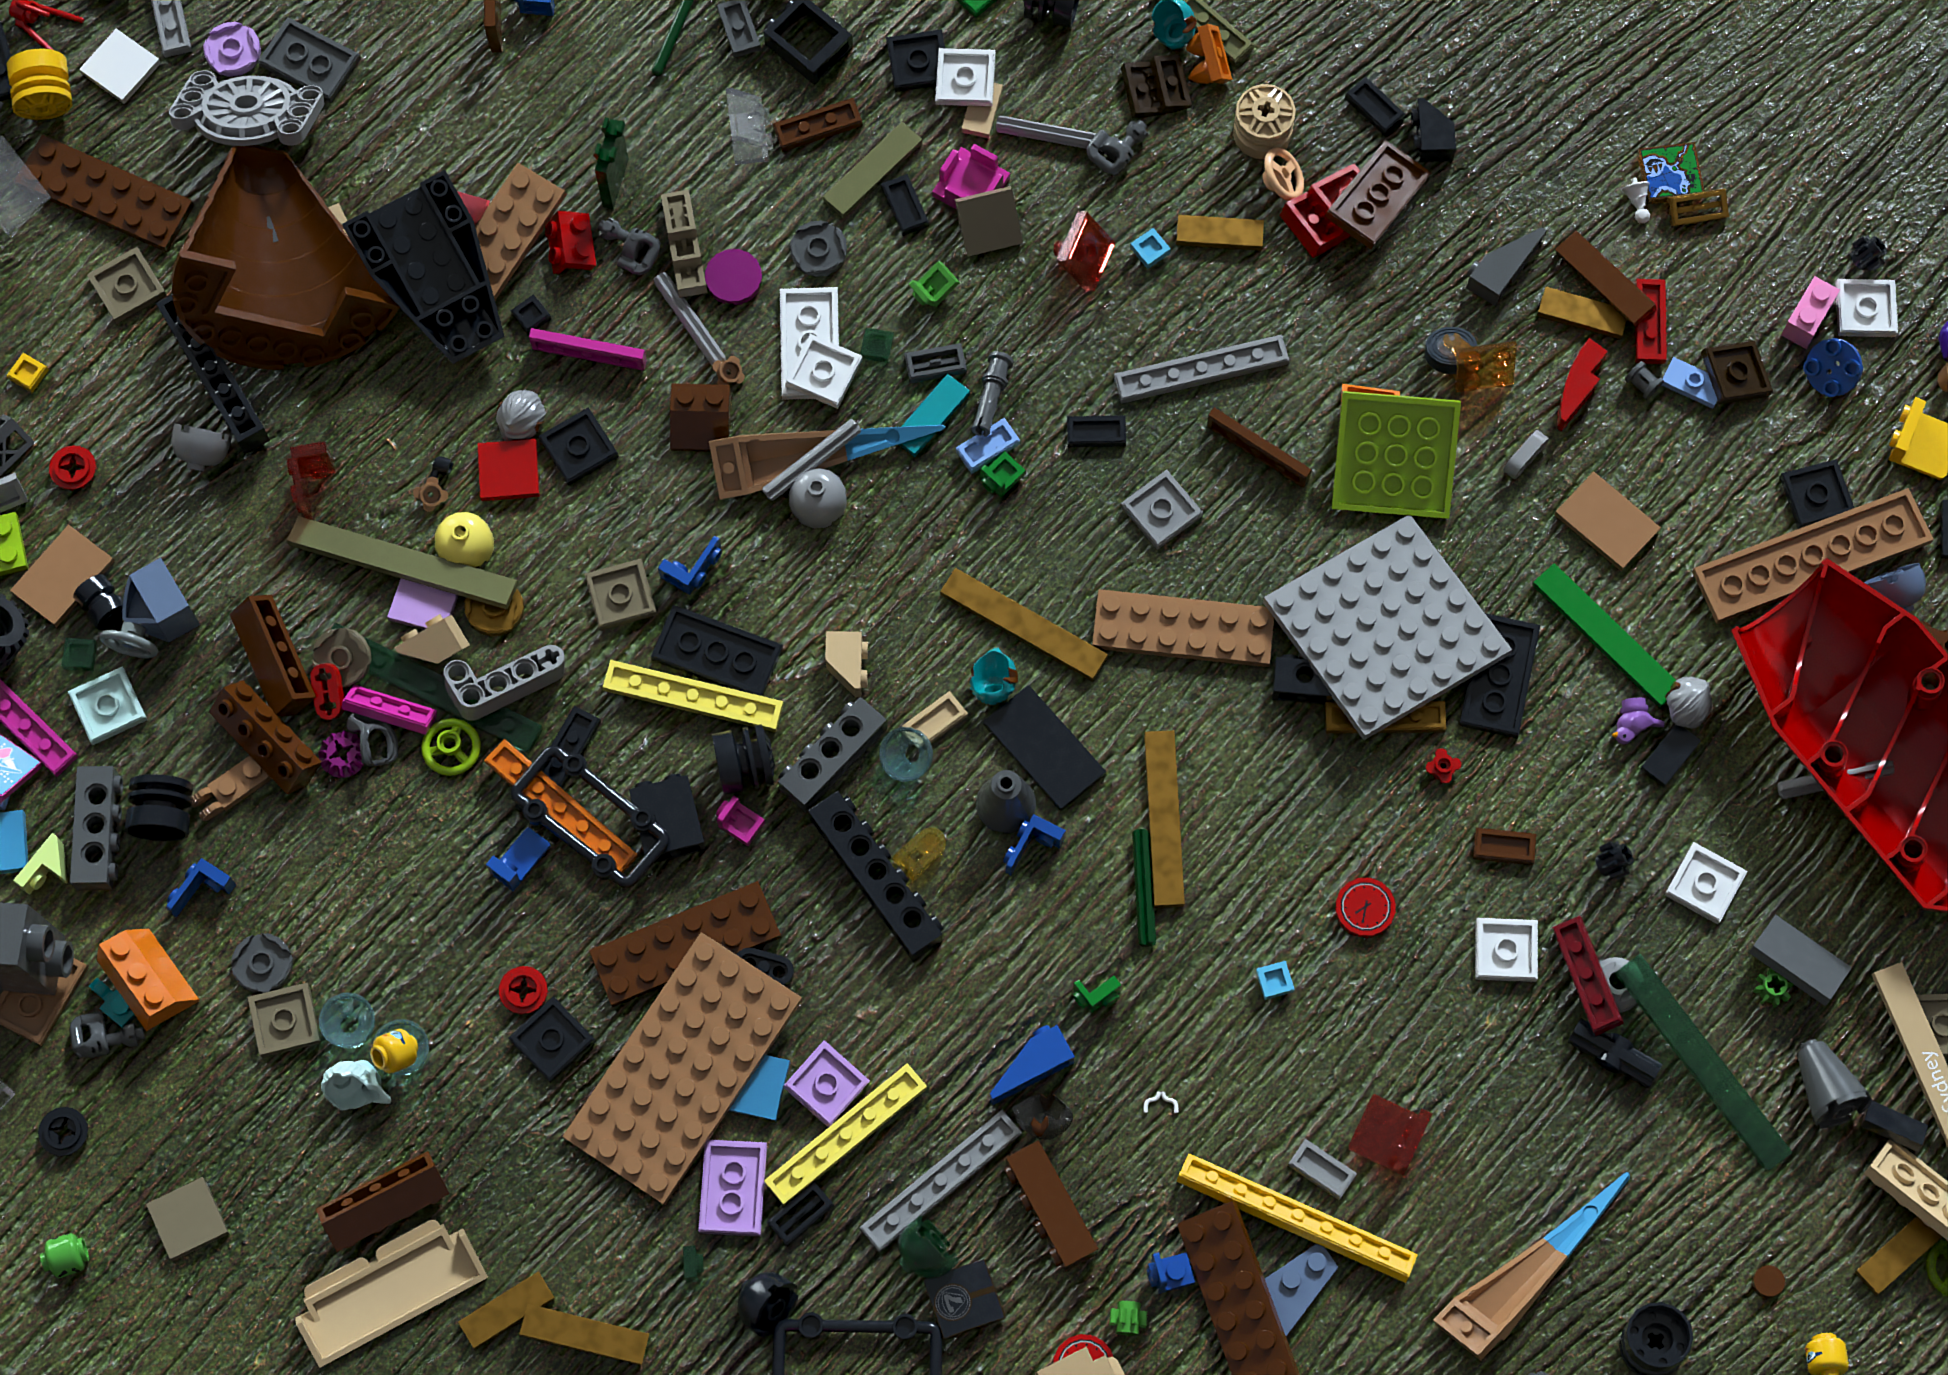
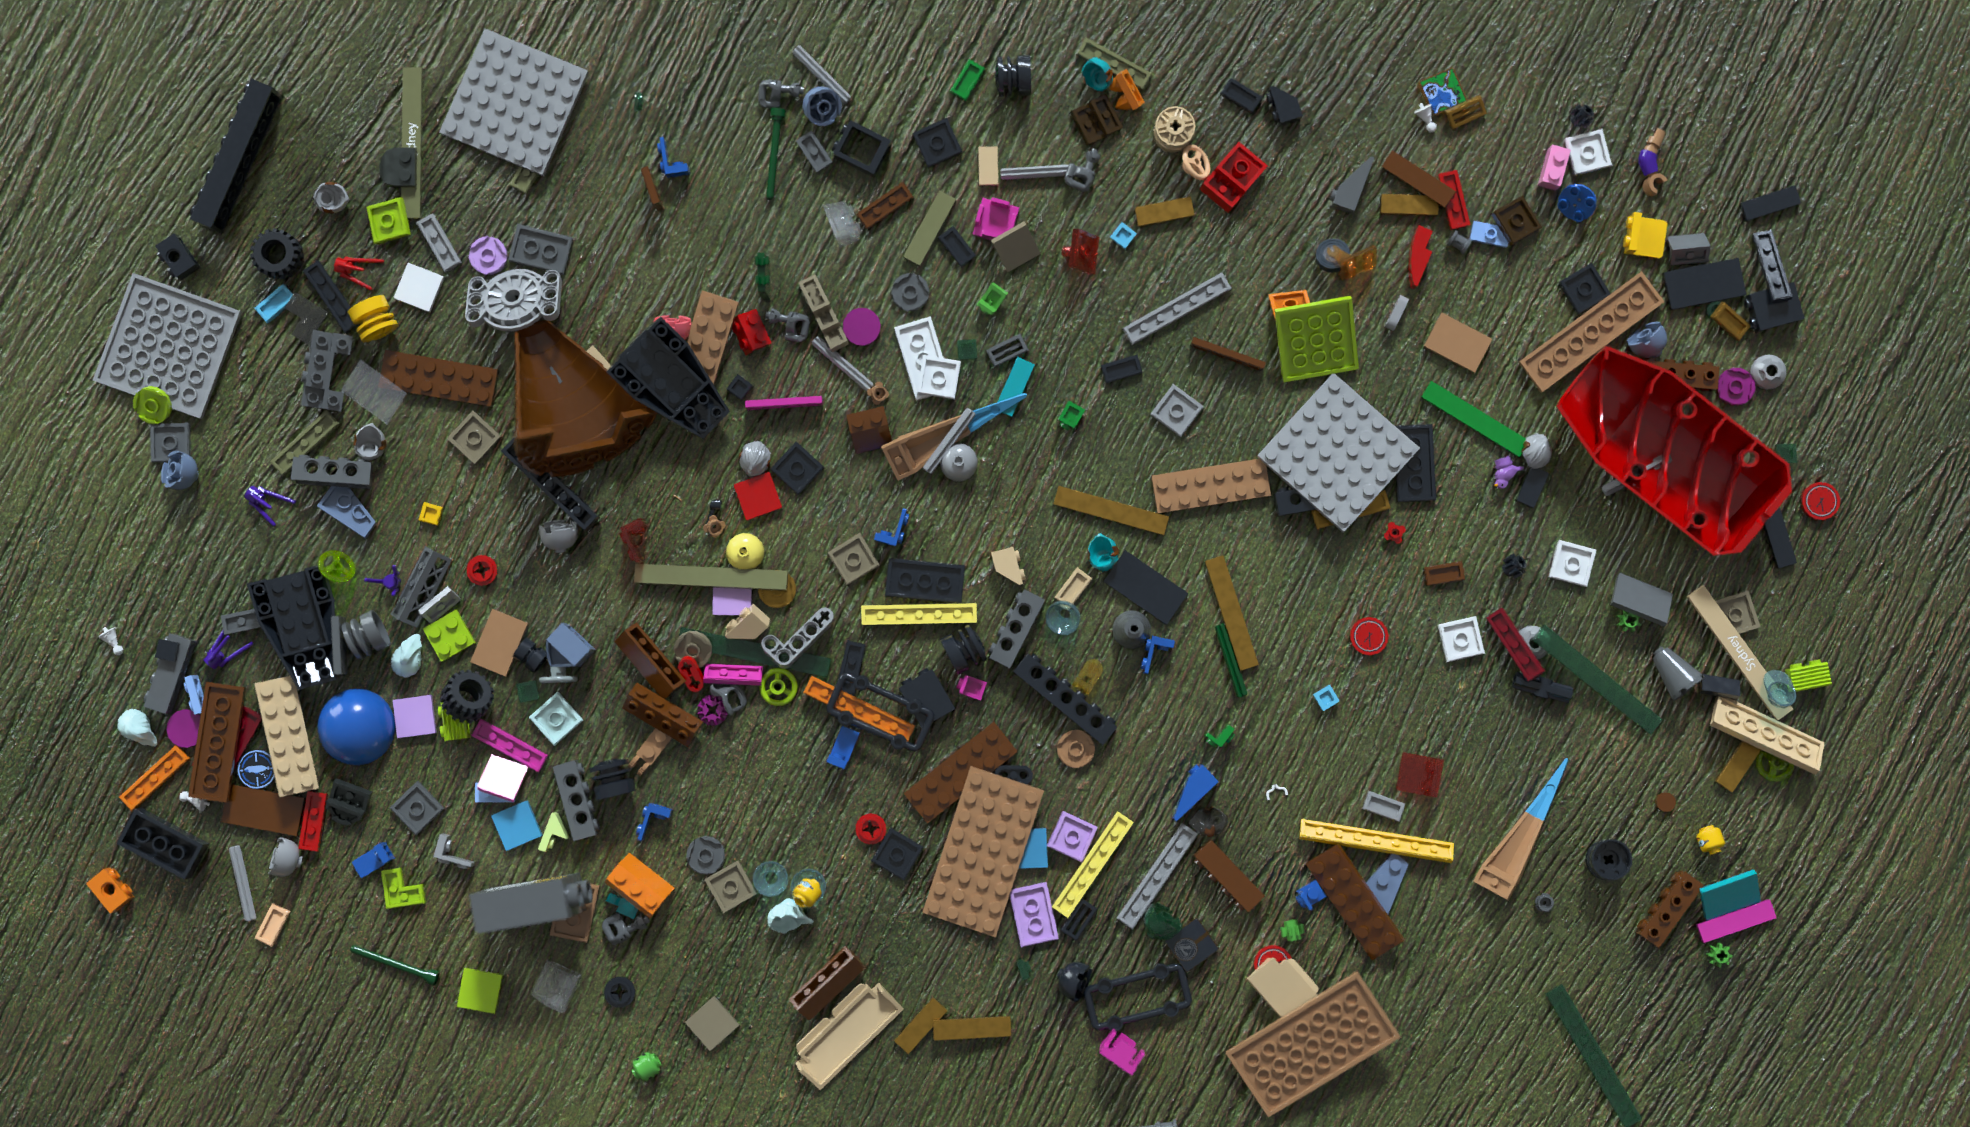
camera: 15 degrees left, 15 degrees up
(870, 956) = (1076, 748): none -> medium nougat tile
(965, 77) = (972, 149): white plate -> none
(985, 449) = (1056, 398): light blue plate -> none
(994, 382) = (1049, 355): dark grey pin -> none
(1378, 194) = (1260, 160): tile -> none

